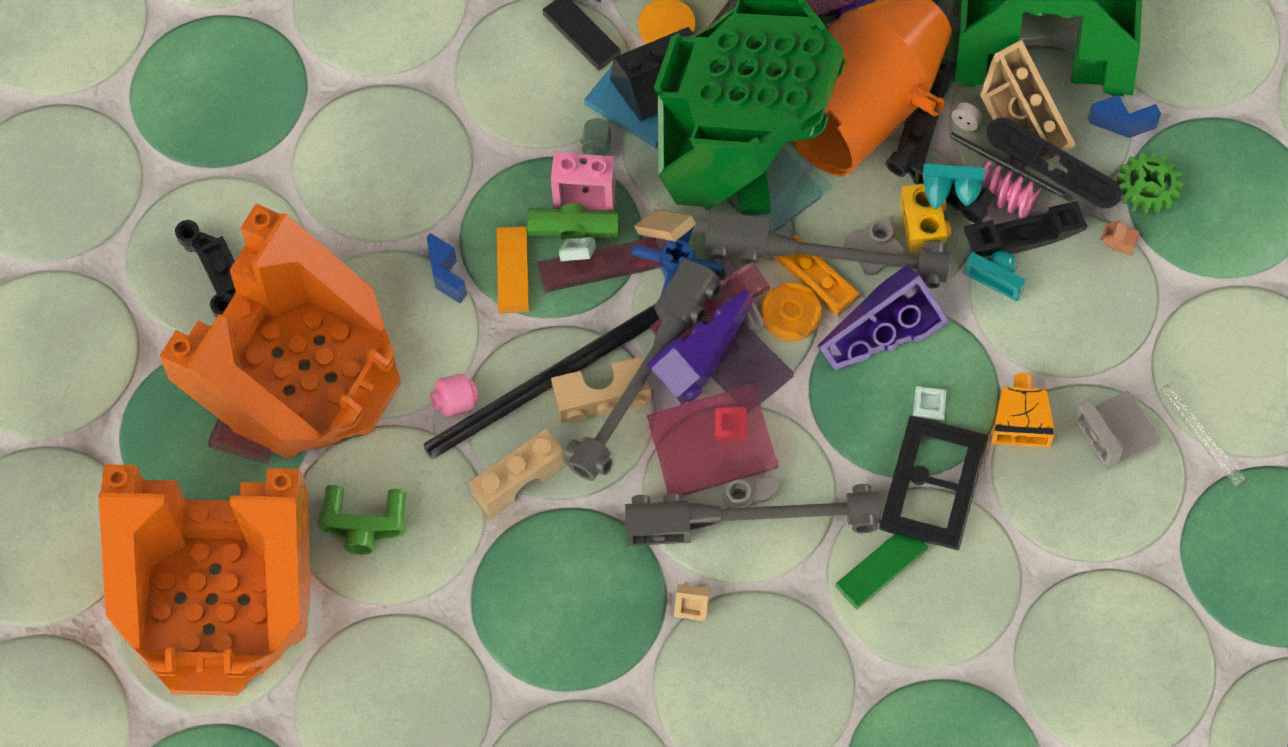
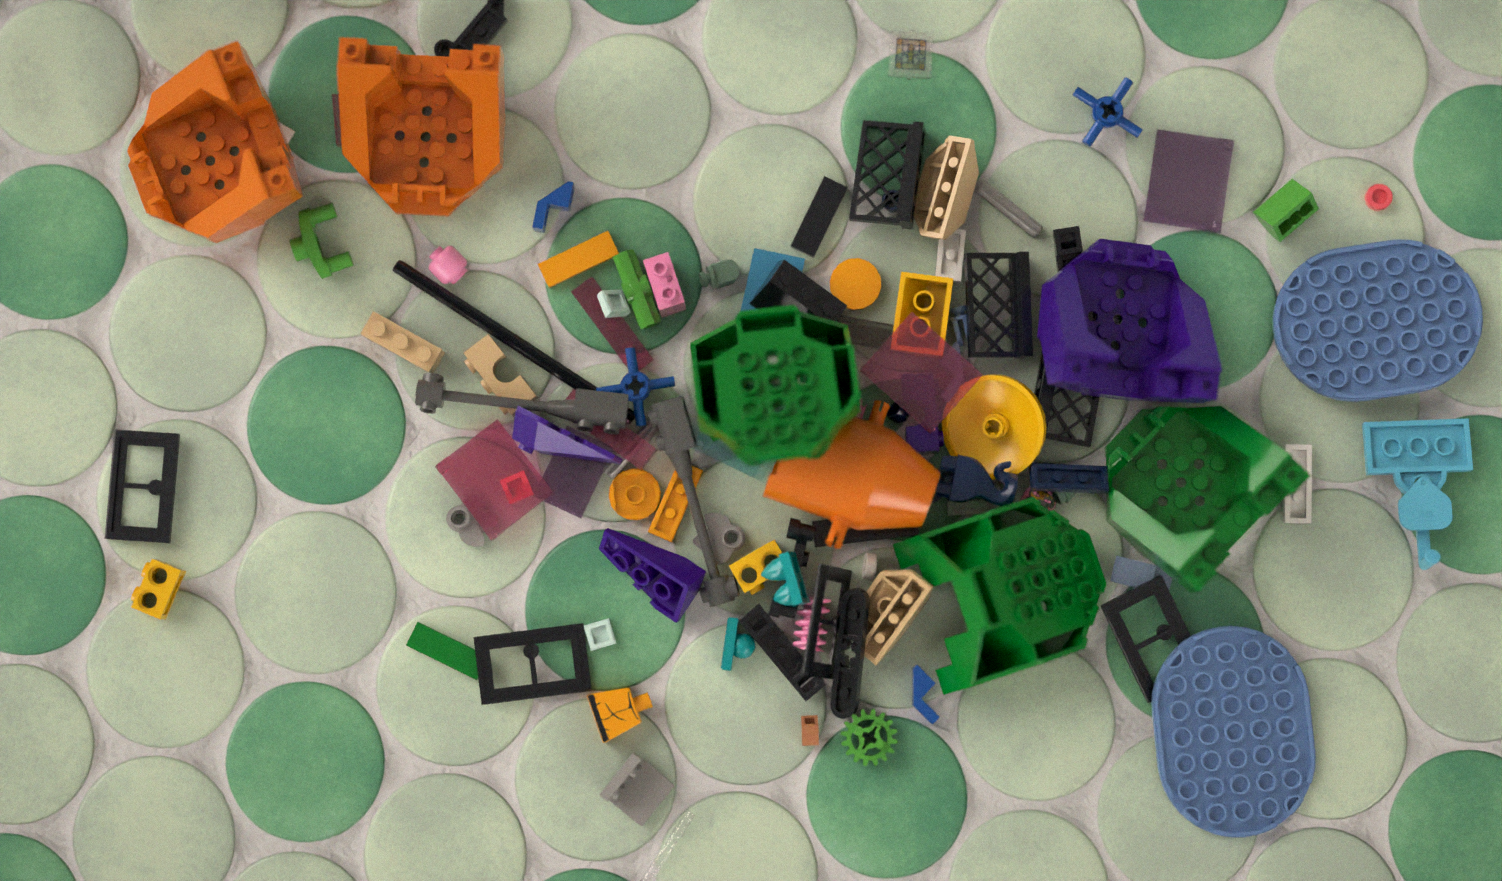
camera: 65 degrees right, 20 degrees up
(665, 225) = (660, 364): tan tile -> none
(673, 519) = (417, 478): dark grey bar -> none
(692, 602) = (355, 519): tan tile -> none

